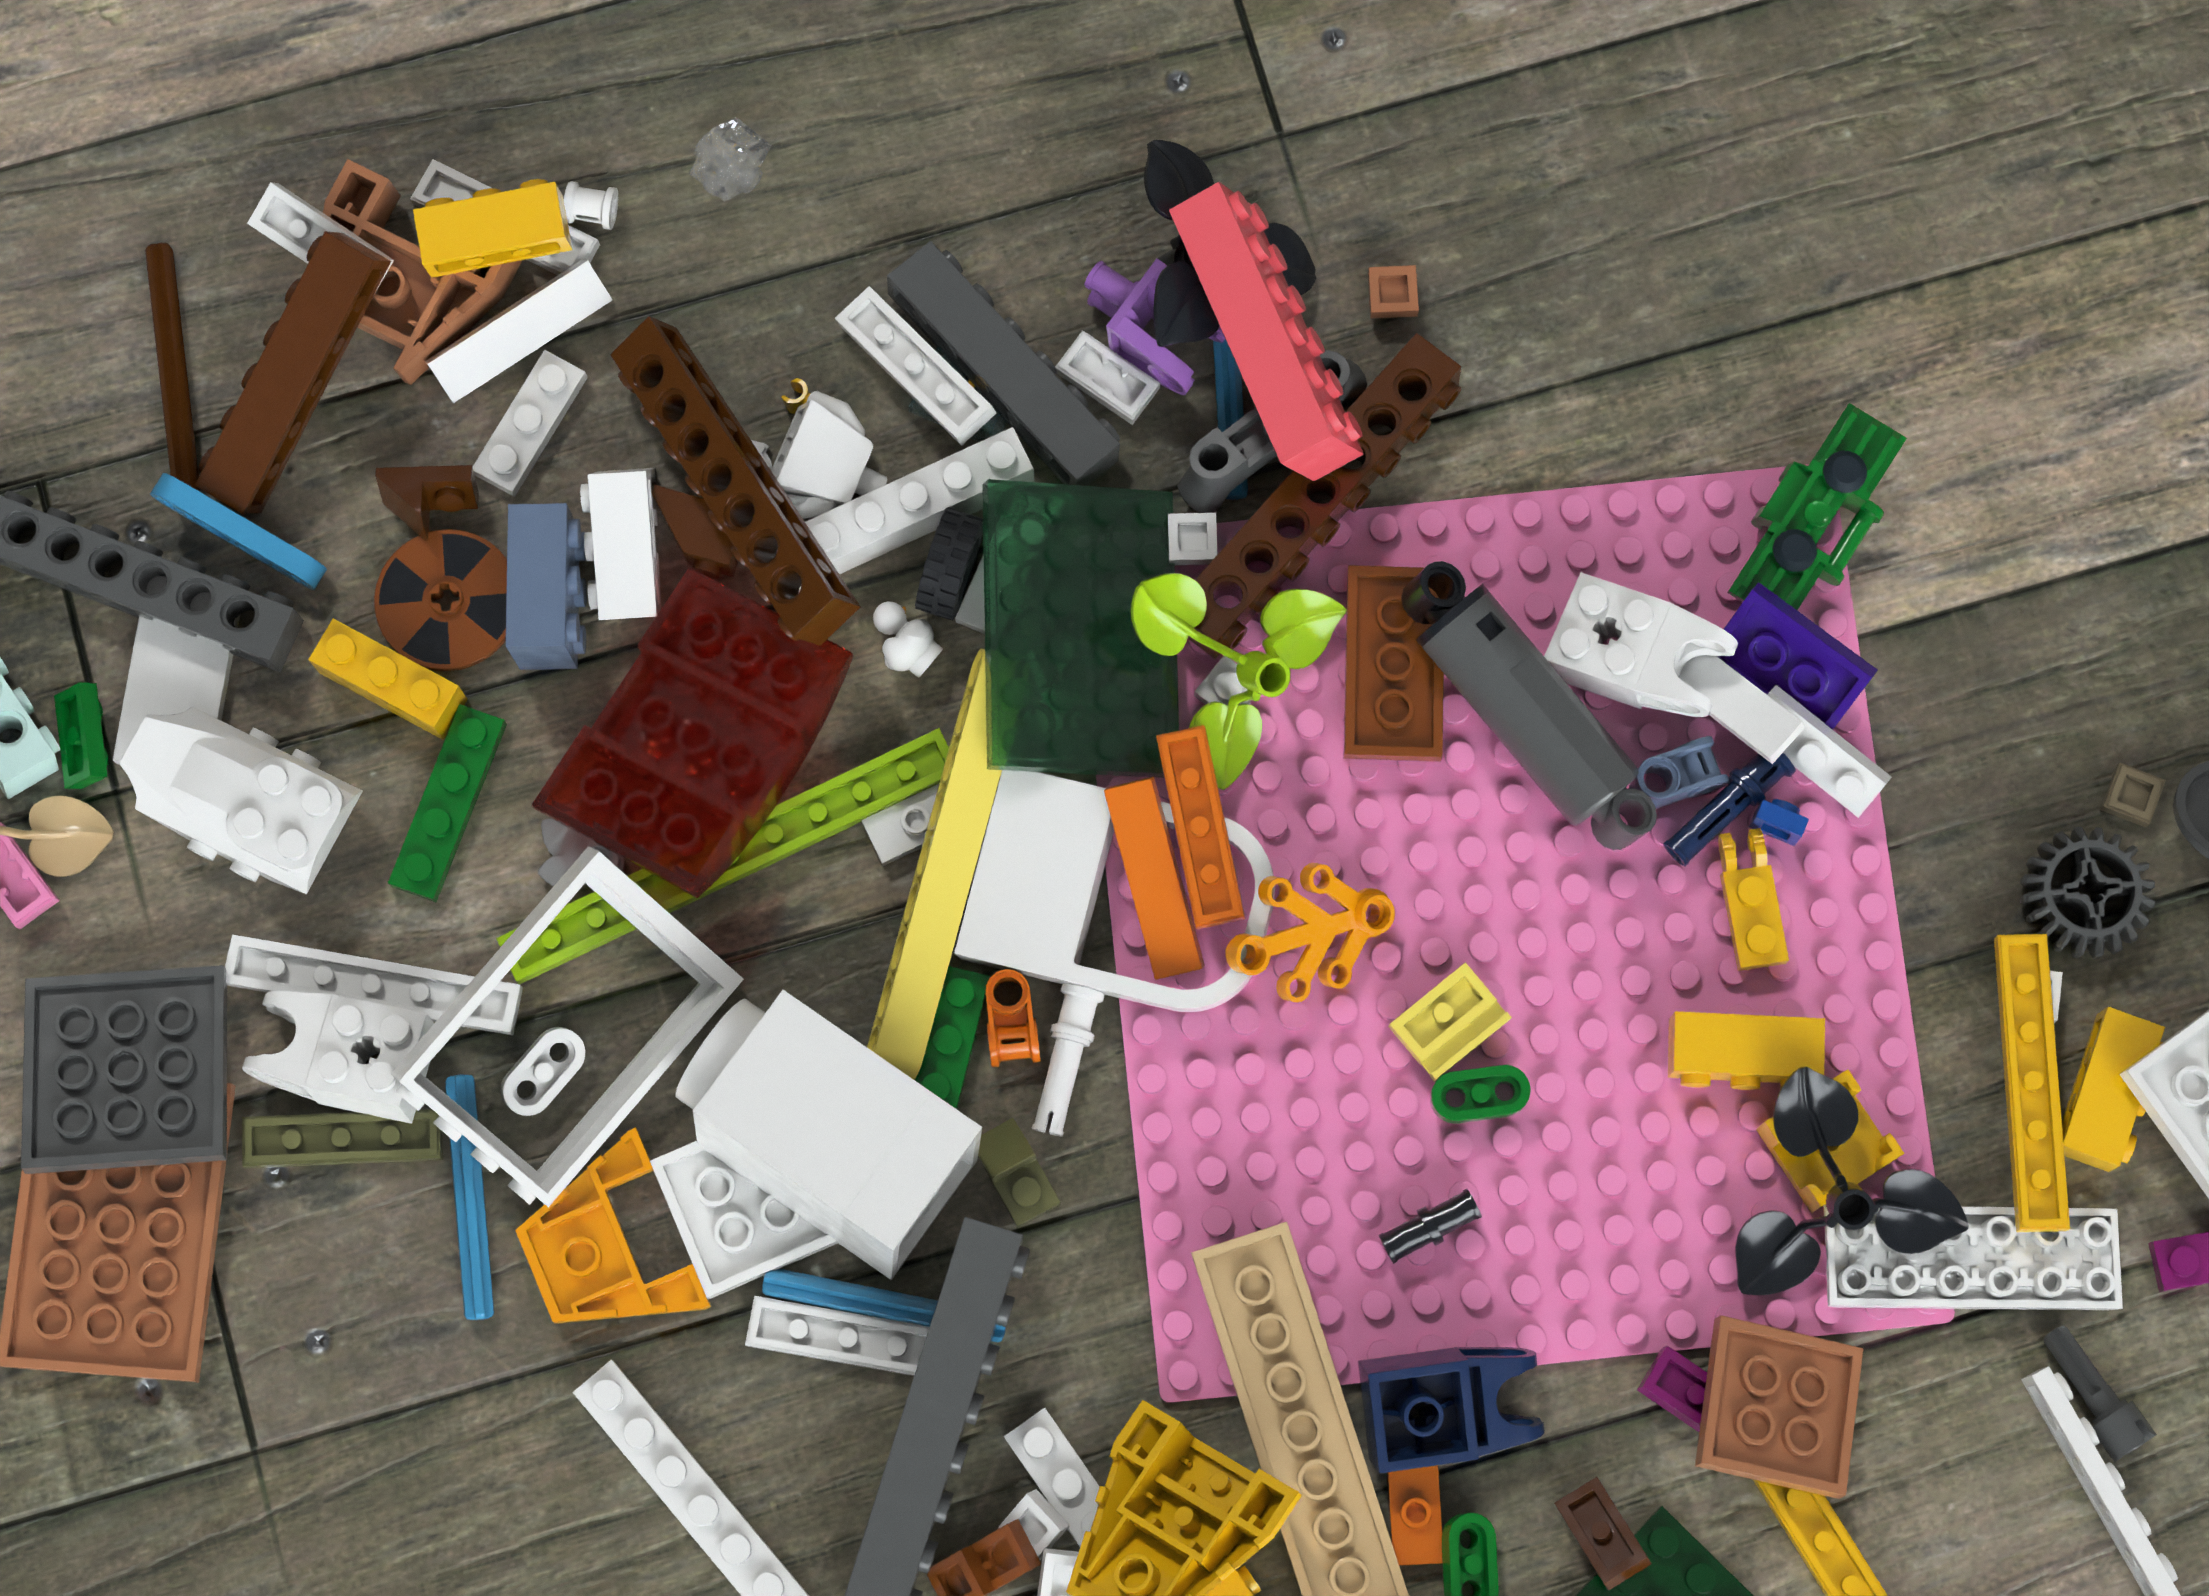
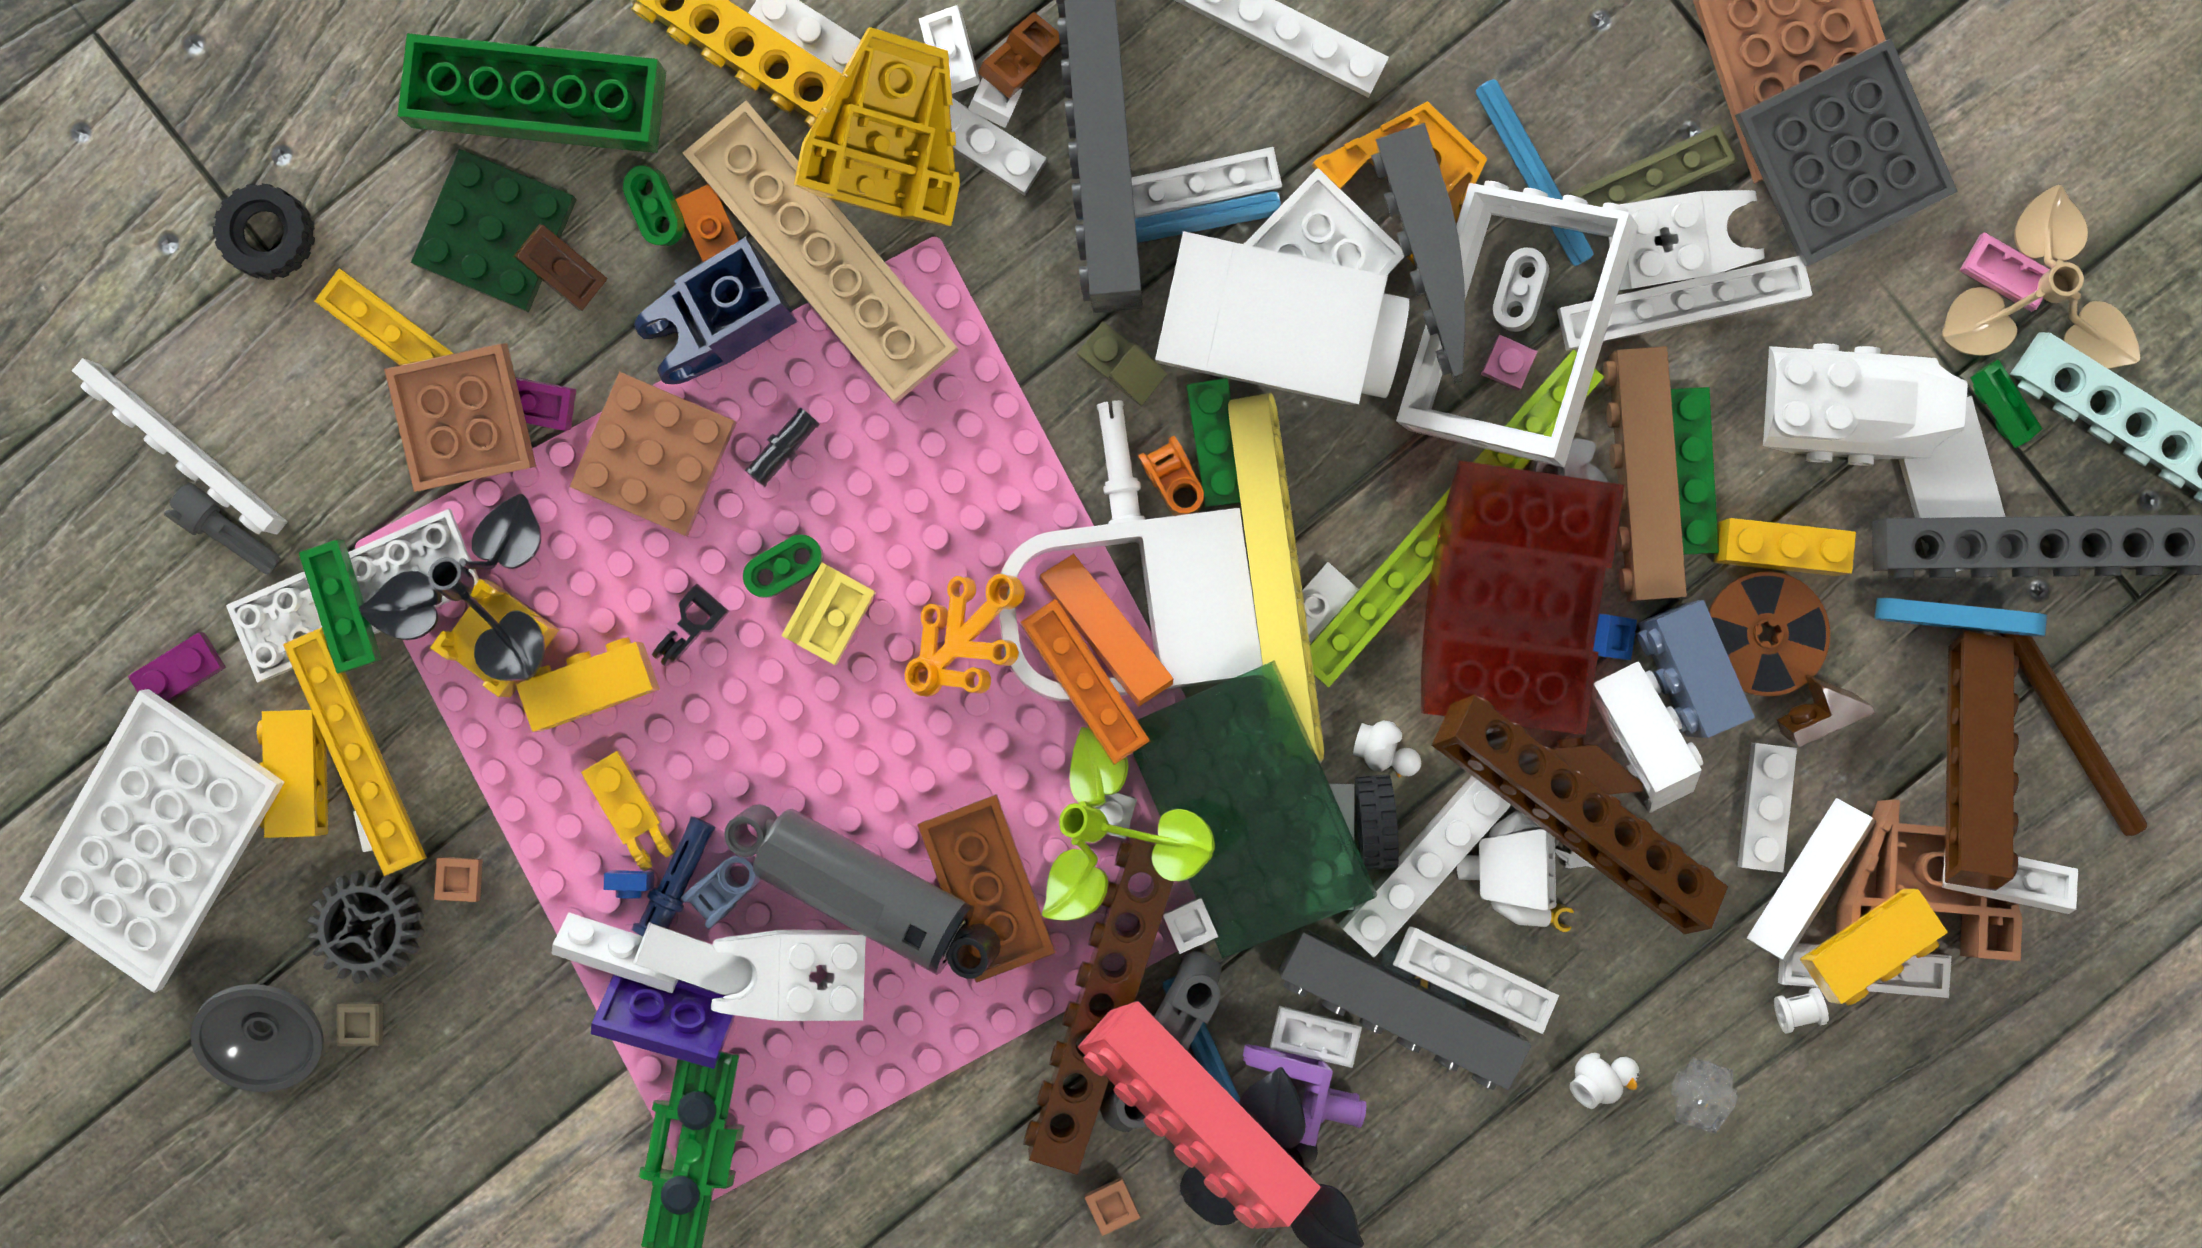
camera: 155 degrees right, 10 degrees up
(498, 817) = (1648, 469): none -> medium nougat brick
(590, 999) = (1509, 362): none -> bright pink plate
(610, 659) = (1615, 636): none -> blue plate
(621, 1159) = (1428, 235): none -> dark grey slope
(831, 215) = (1600, 1082): none -> white animal
(1577, 1279) = (653, 454): none -> nougat plate
(1637, 1052) = (673, 650): none -> black piece
(1967, 903) = (458, 879): none -> nougat plate
(1989, 1243) = (338, 604): none -> green plate

